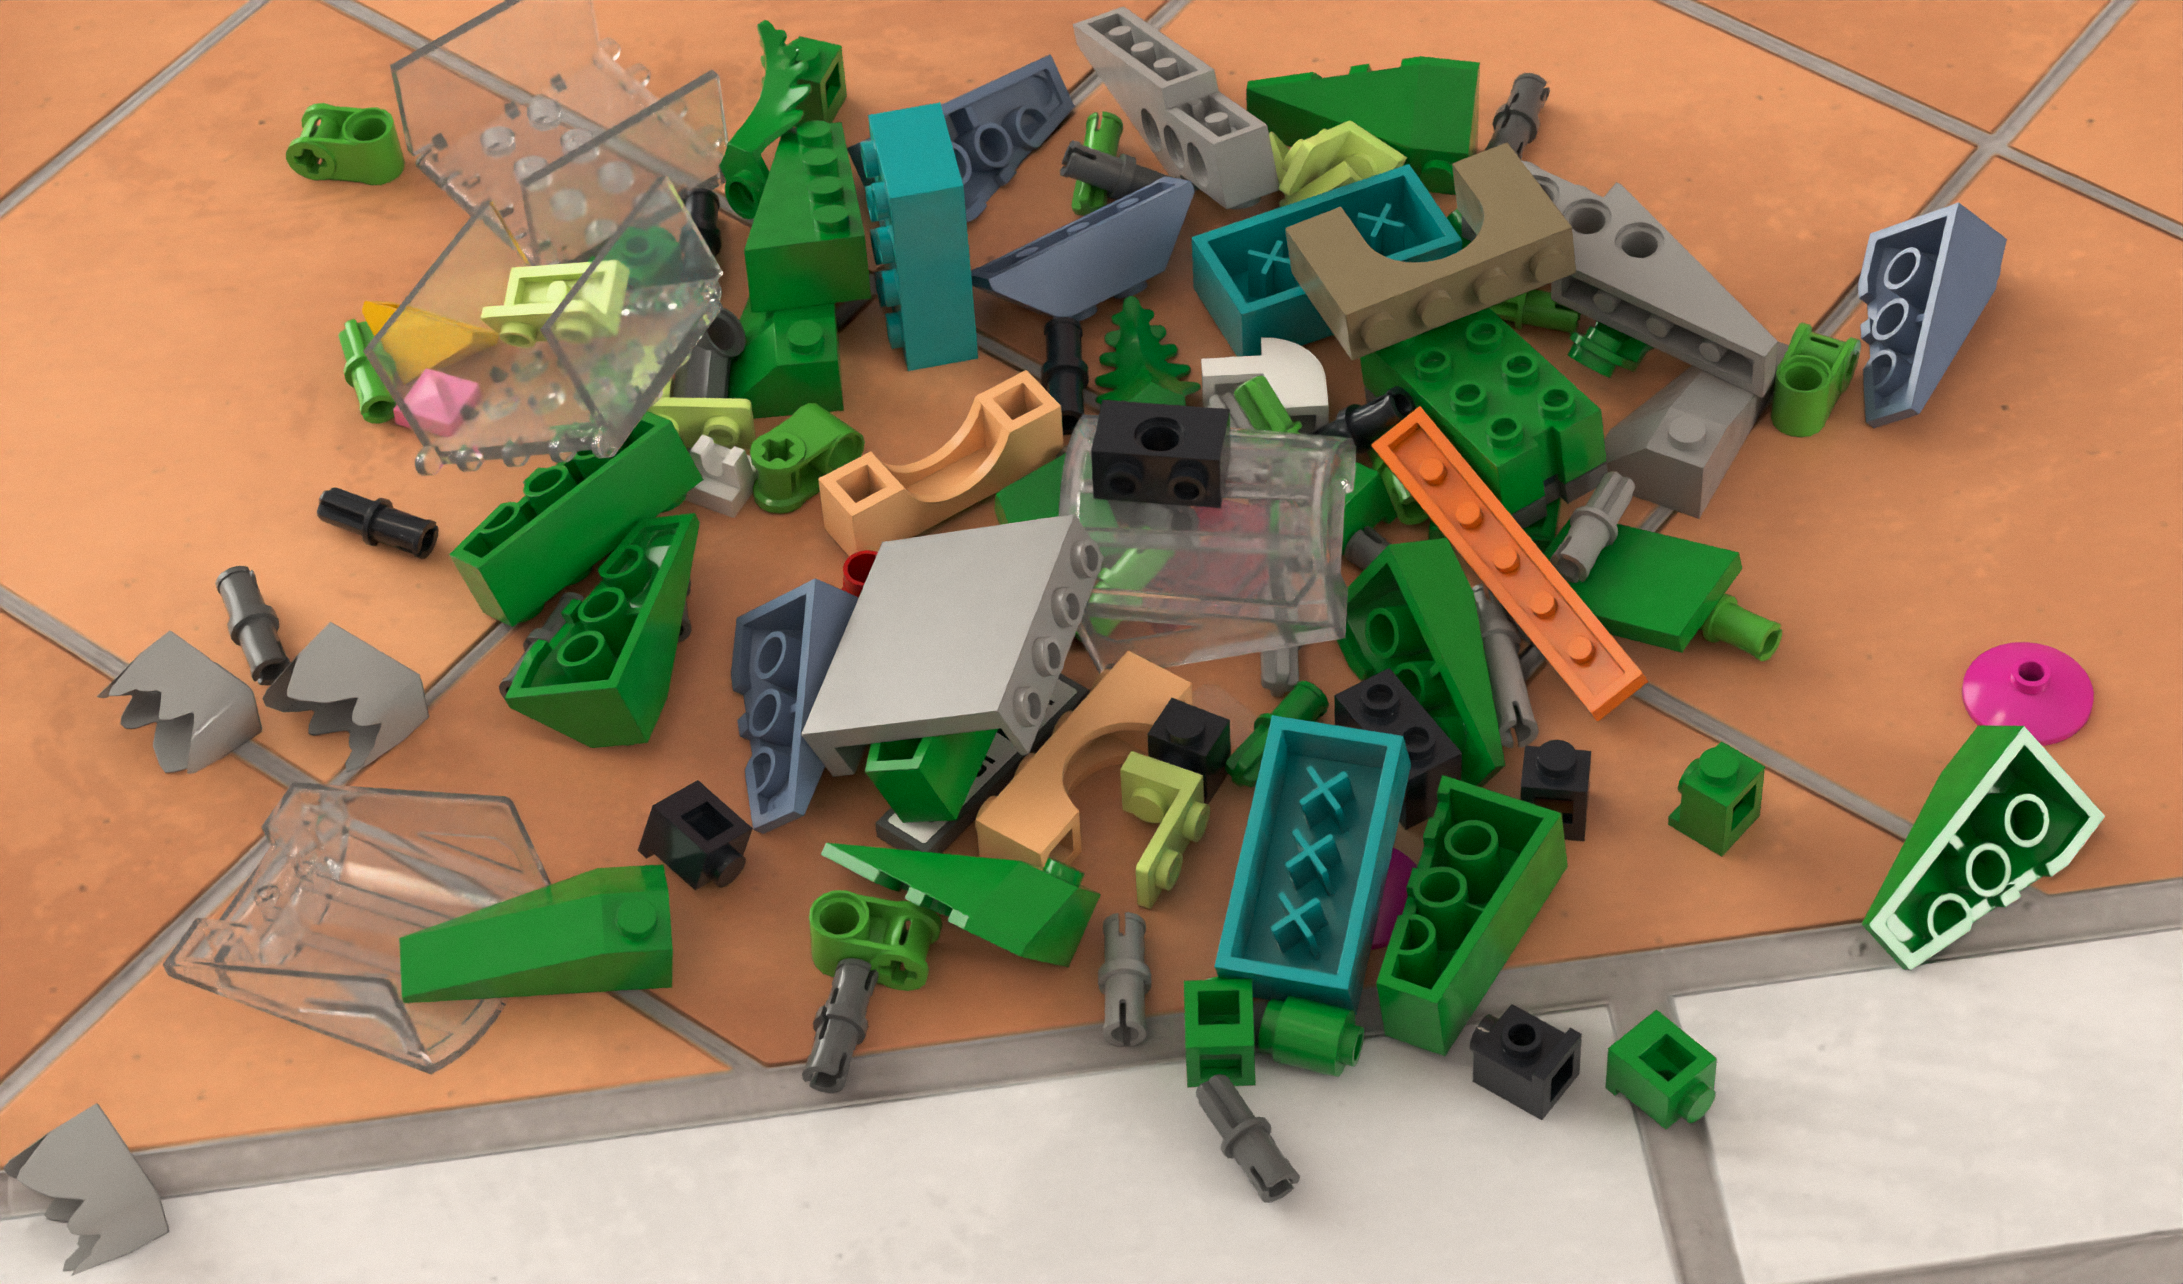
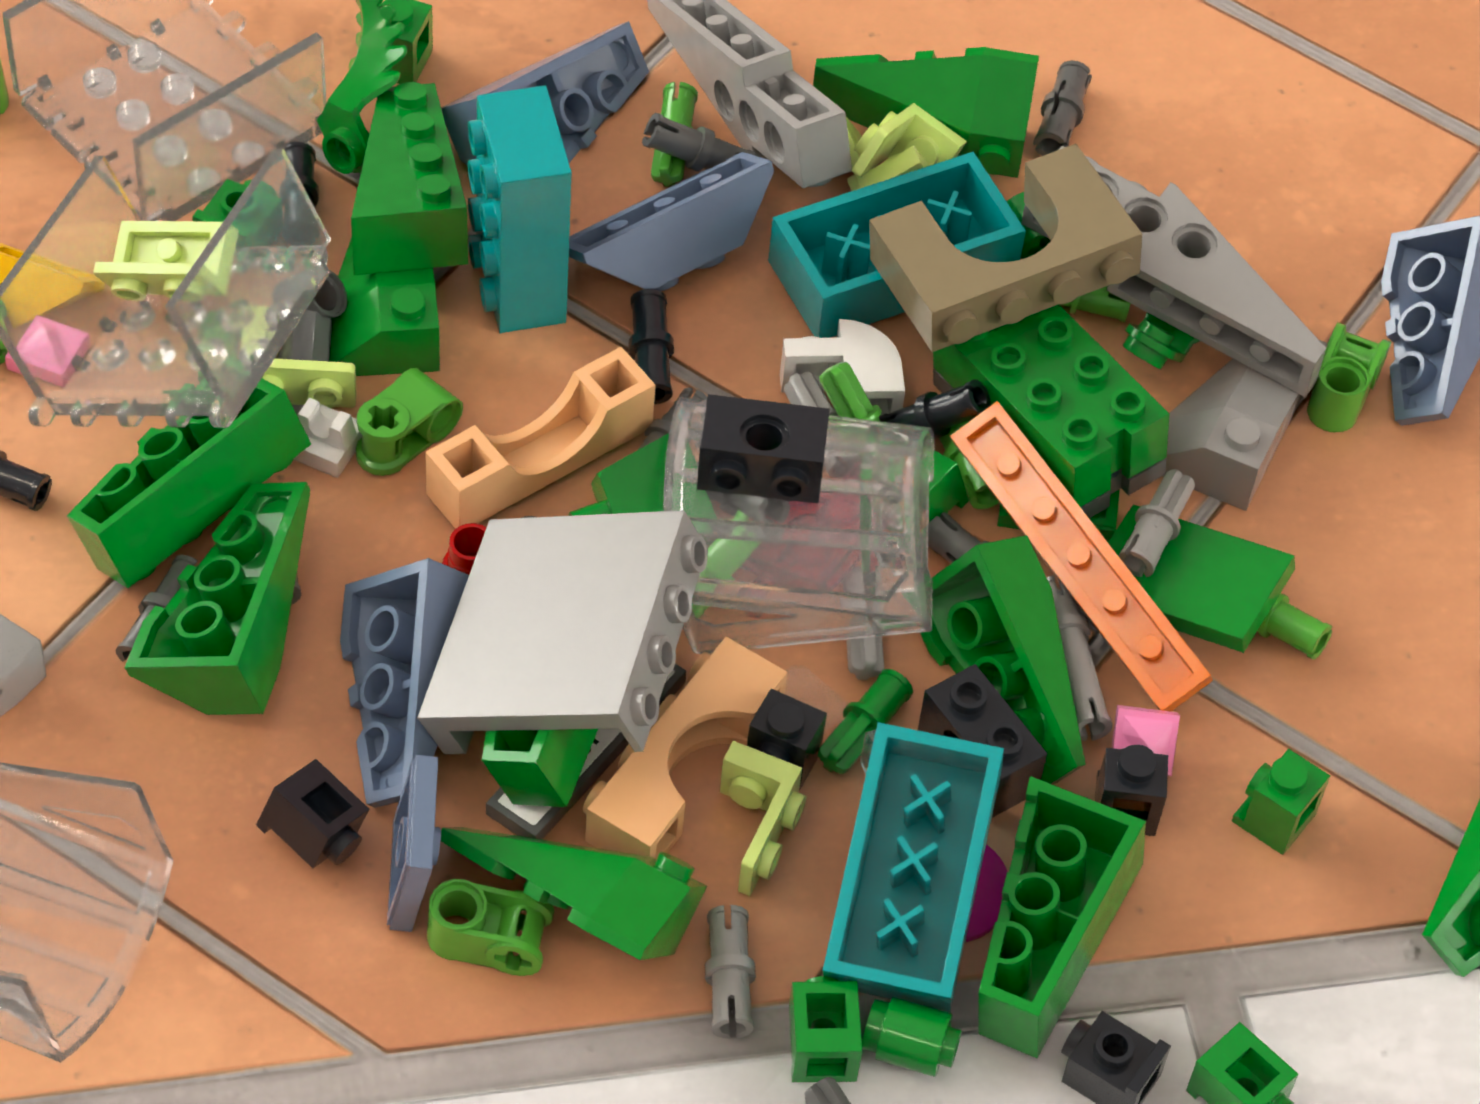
camera: 10 degrees left, 5 degrees up
(564, 938) = (191, 916): green wedge -> none
(797, 857) = (413, 843): none -> sand blue plate
(840, 1025) = (458, 1014): dark grey pin -> none
(1141, 361) = (723, 349): green plant -> none
(1581, 730) = (1148, 728): none -> bright pink tile

